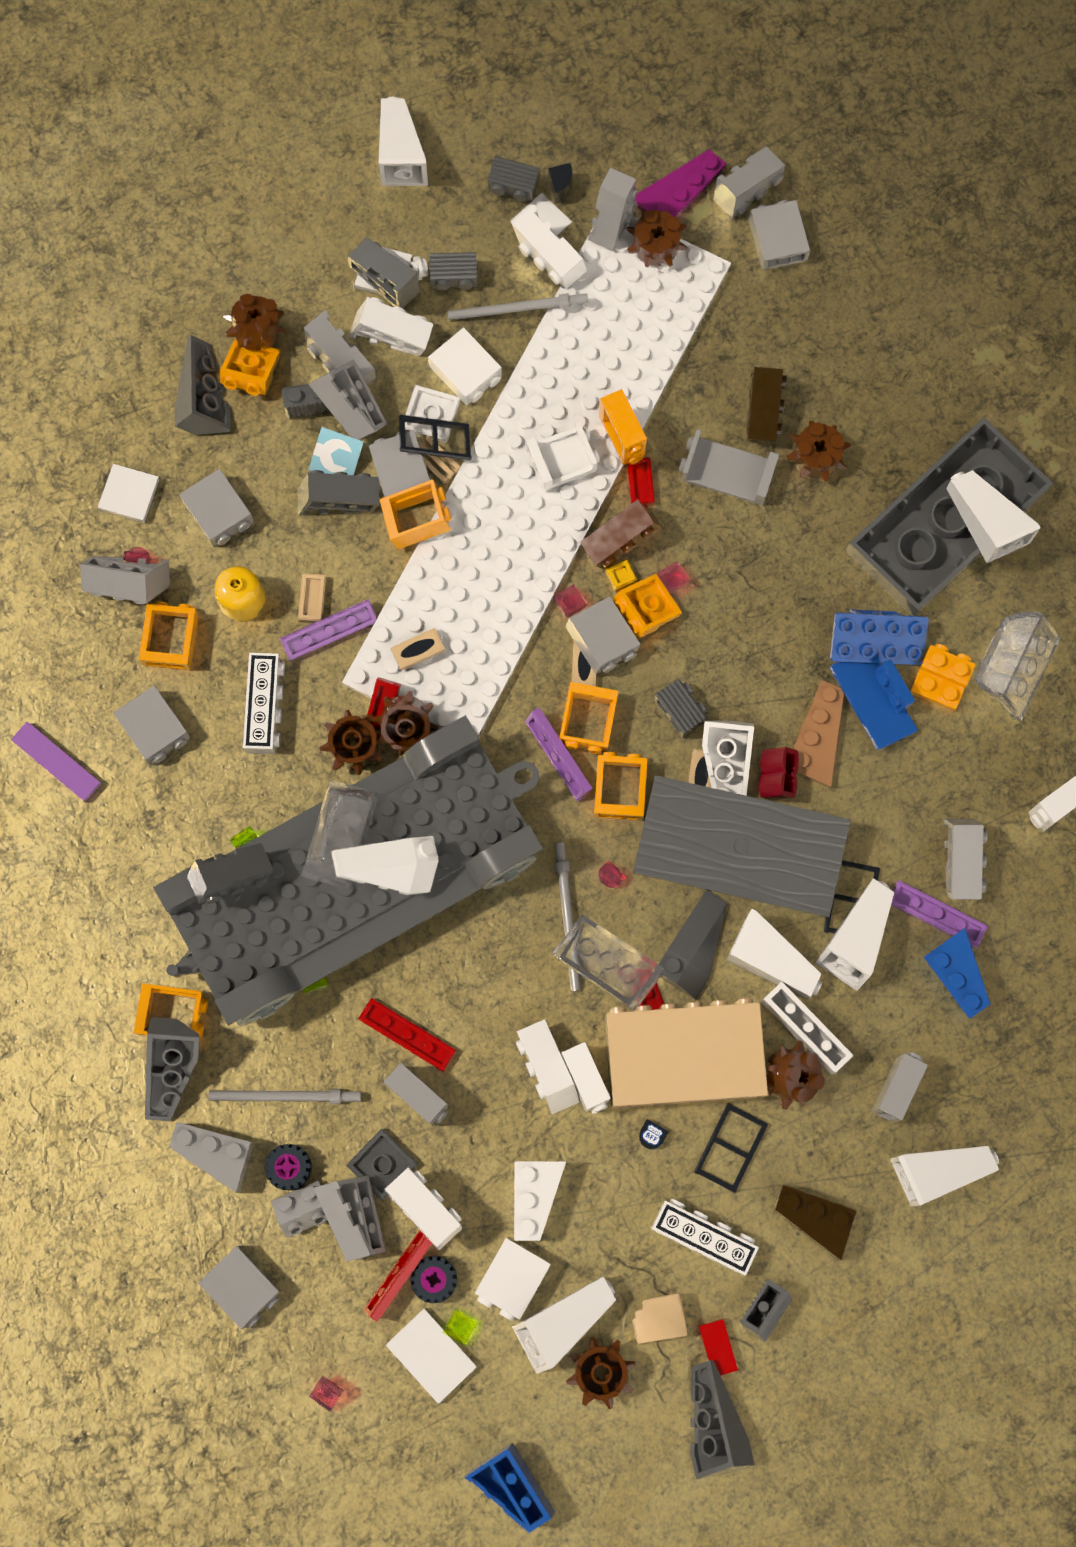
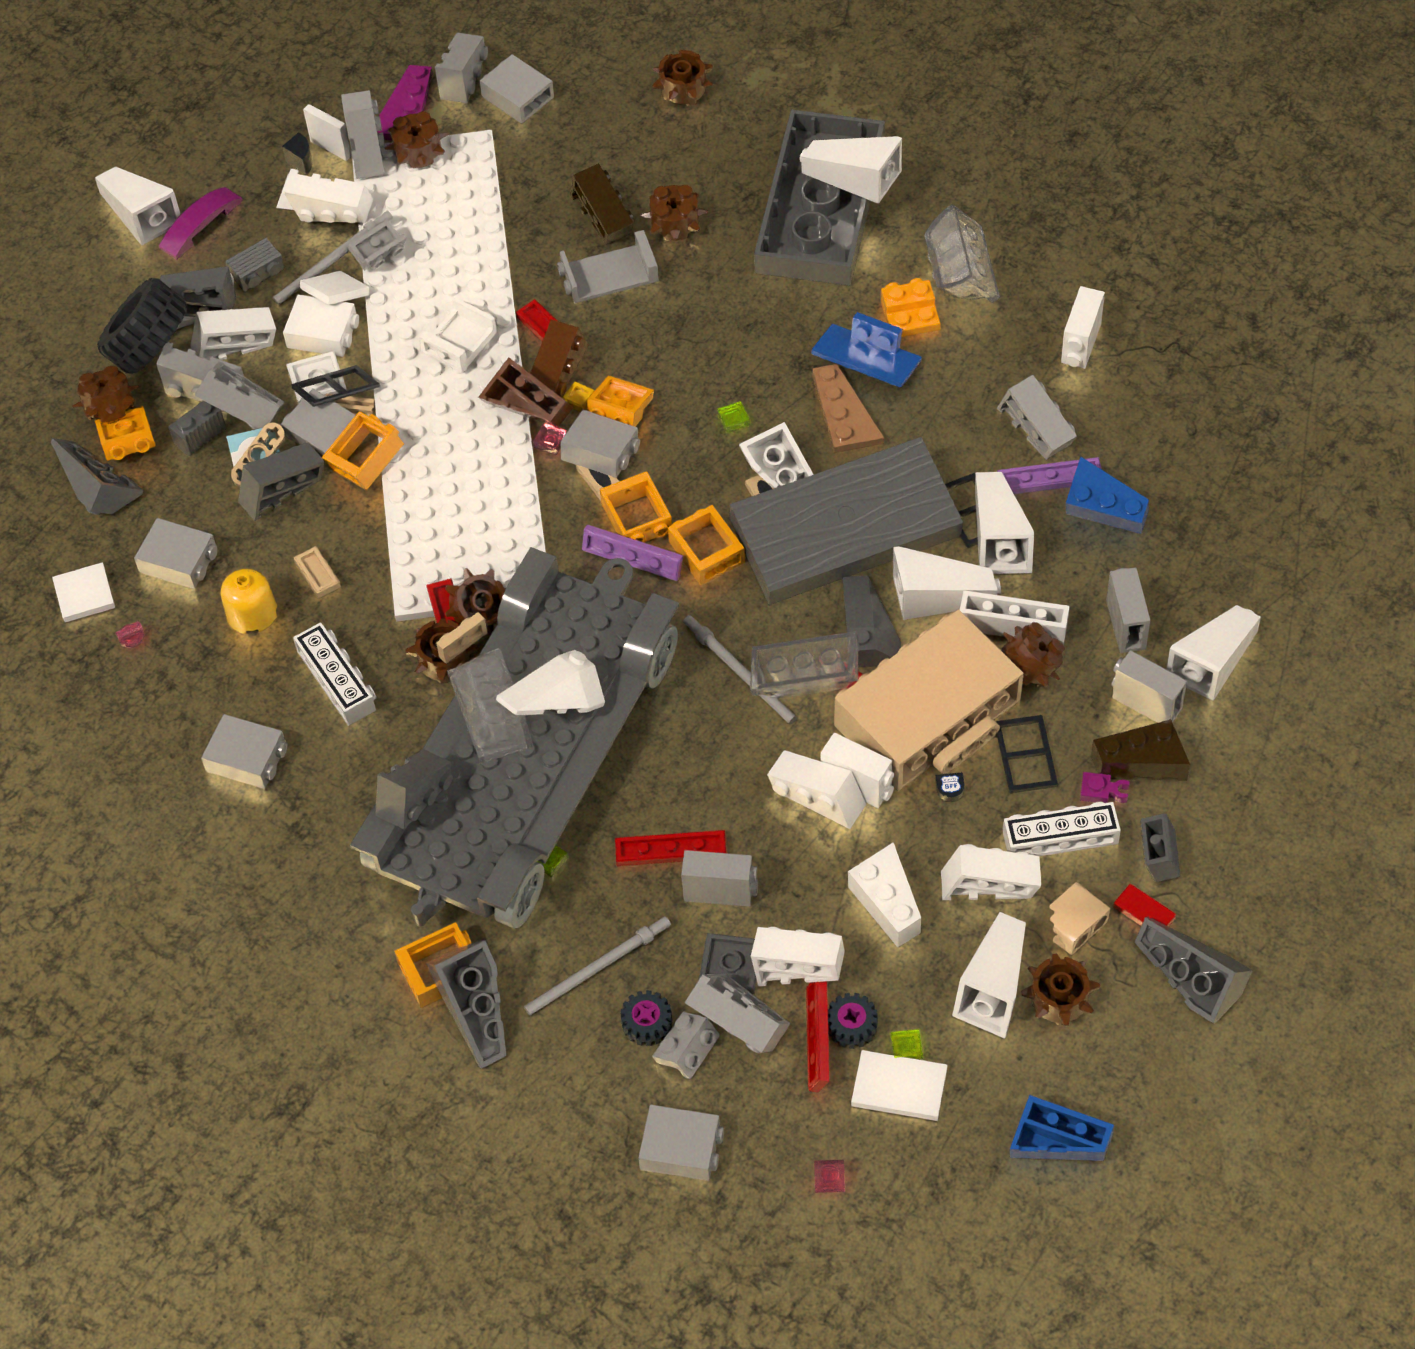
camera: 30 degrees left, 20 degrees down
(56, 761) = (173, 837): medium lavender tile -> none
(124, 579) = (130, 651): light grey wedge -> none
(169, 660) = (207, 698): light orange window -> none
(214, 1153) = (567, 1047): light grey wedge -> none
(317, 281) = (142, 326): none -> black tyre
(328, 629) = (351, 584): medium lavender tile -> none
(348, 448) = (263, 435): none -> tan beam
(356, 752) = (462, 637): none -> tan plate
(417, 649) = (444, 547): tan tile -> none
(440, 191) = (195, 218): none -> magenta slope
(497, 339) = (334, 287): none -> white tile
(512, 1280) = (921, 972): white brick -> none
(513, 179) = (256, 174): dark grey brick -> none
(555, 322) = (376, 245): none -> light grey bracket
(572, 556) = (524, 394): none -> reddish brown wedge
(591, 173) = (327, 132): none -> white tile
(610, 875) = (751, 614): clear pink plate -> none
(622, 427) = (481, 265): light orange window -> none
(623, 1237) = (990, 871): none -> white wedge
(673, 577) = (626, 369): clear pink plate -> none
(681, 707) = (710, 457): dark grey brick -> none
(688, 1110) = (966, 745): none -> tan beam
(728, 680) = (733, 416): none -> clear neon green tile
(763, 1219) = (1098, 788): none -> magenta plate
(778, 773) = (831, 447): dark red brick -> none
(861, 1169) = (1148, 688): none -> light grey brick
(878, 637) = (833, 306): blue bracket -> none
(921, 318) = (682, 77): none -> reddish brown brick

